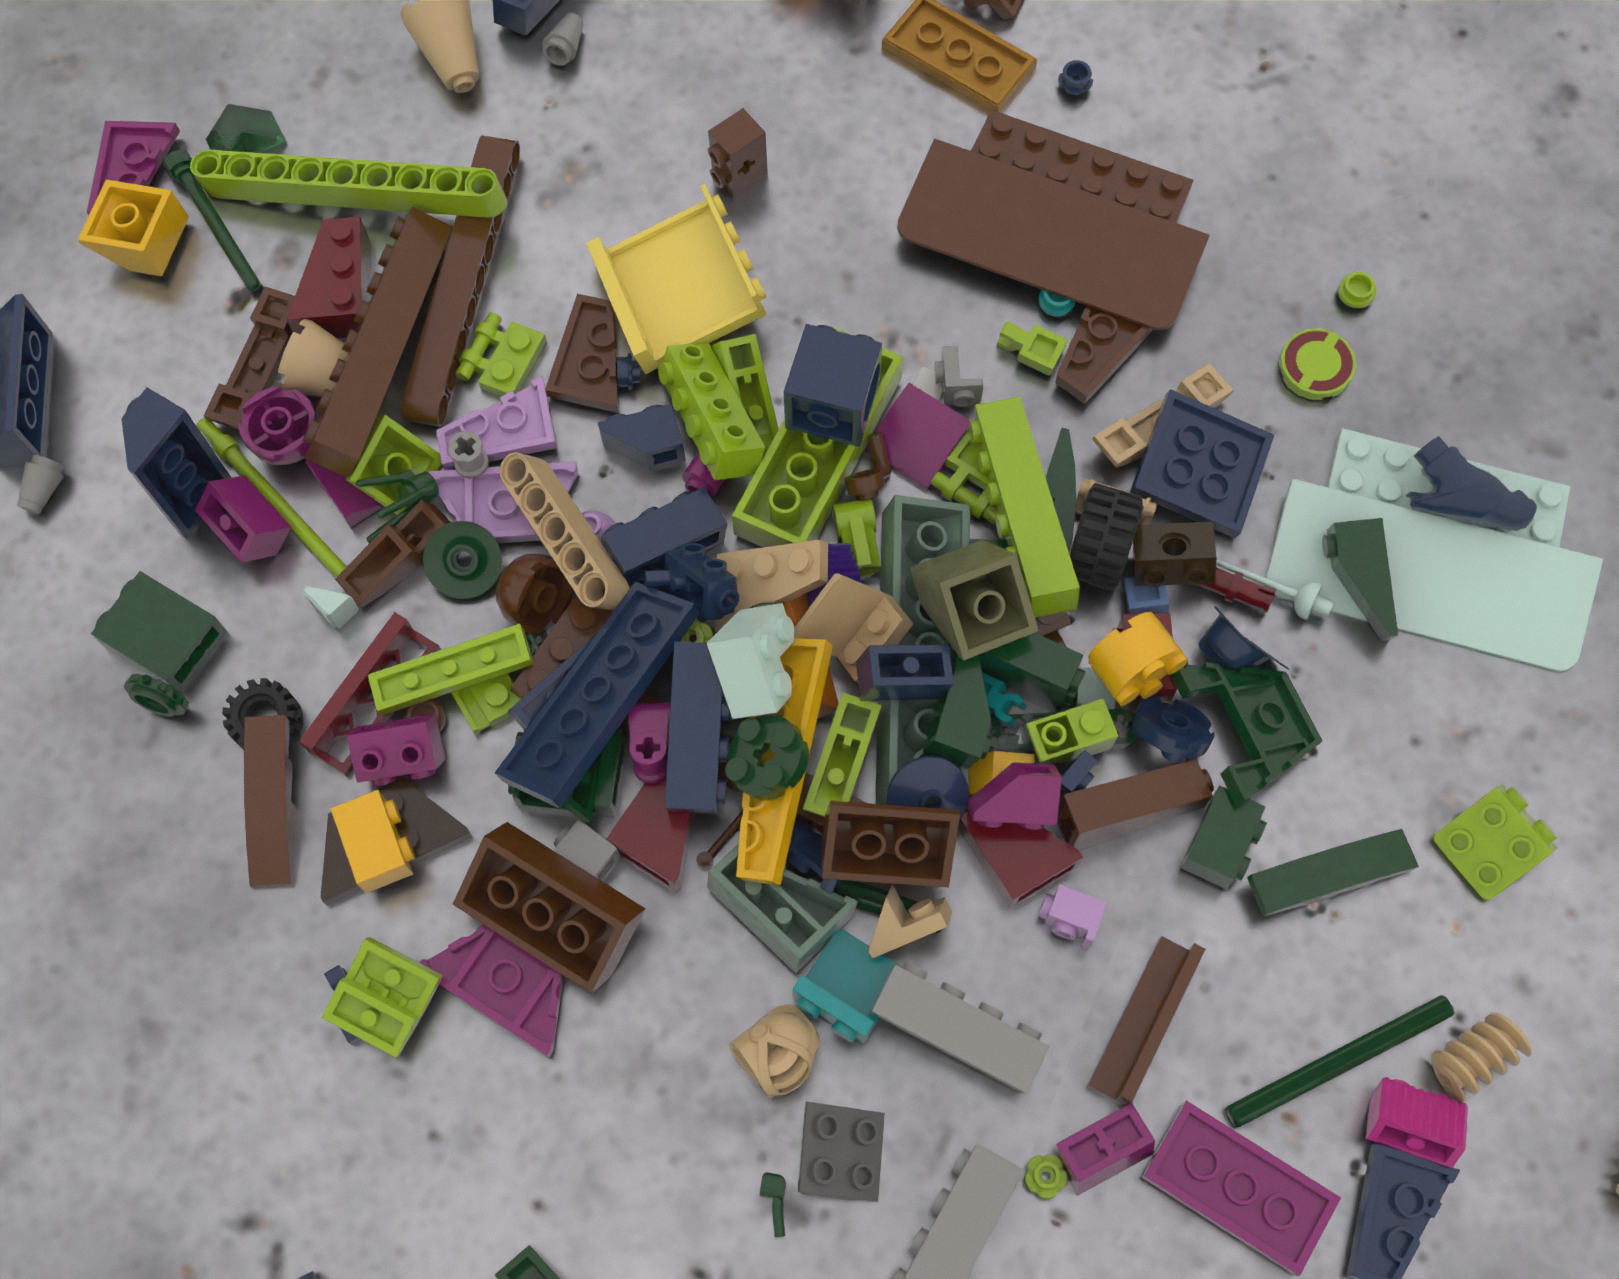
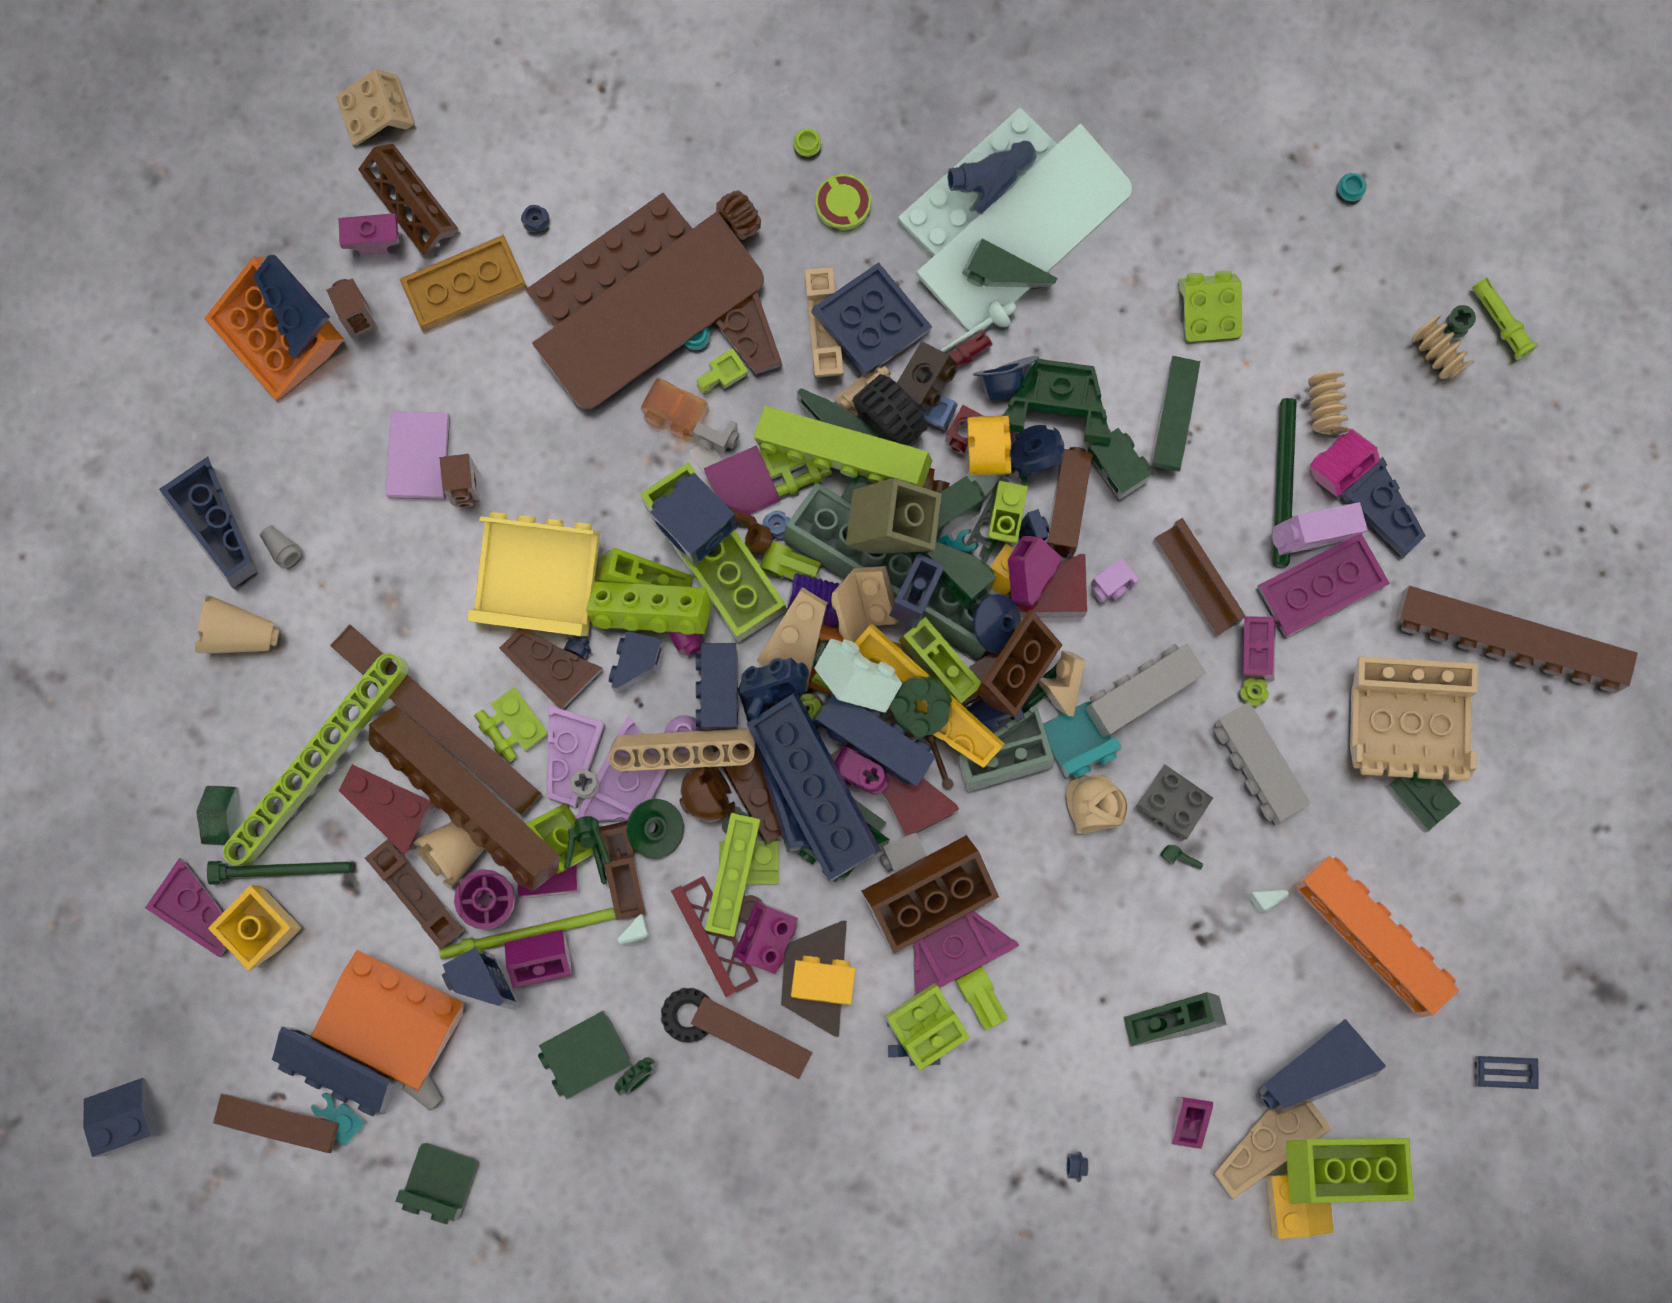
camera: 60 degrees left, 10 degrees up
(78, 401) = (387, 1020): none -> orange slope
(464, 1036) = (979, 992): none -> lime piece
(760, 91) = (414, 454): none -> lavender tile
(892, 488) = (776, 516): none -> medium blue plate
(959, 318) = (674, 408): none -> clear orange brick
(1221, 260) = (739, 214): none -> reddish brown gear
(1307, 1133) = (1319, 528): none -> lavender brick

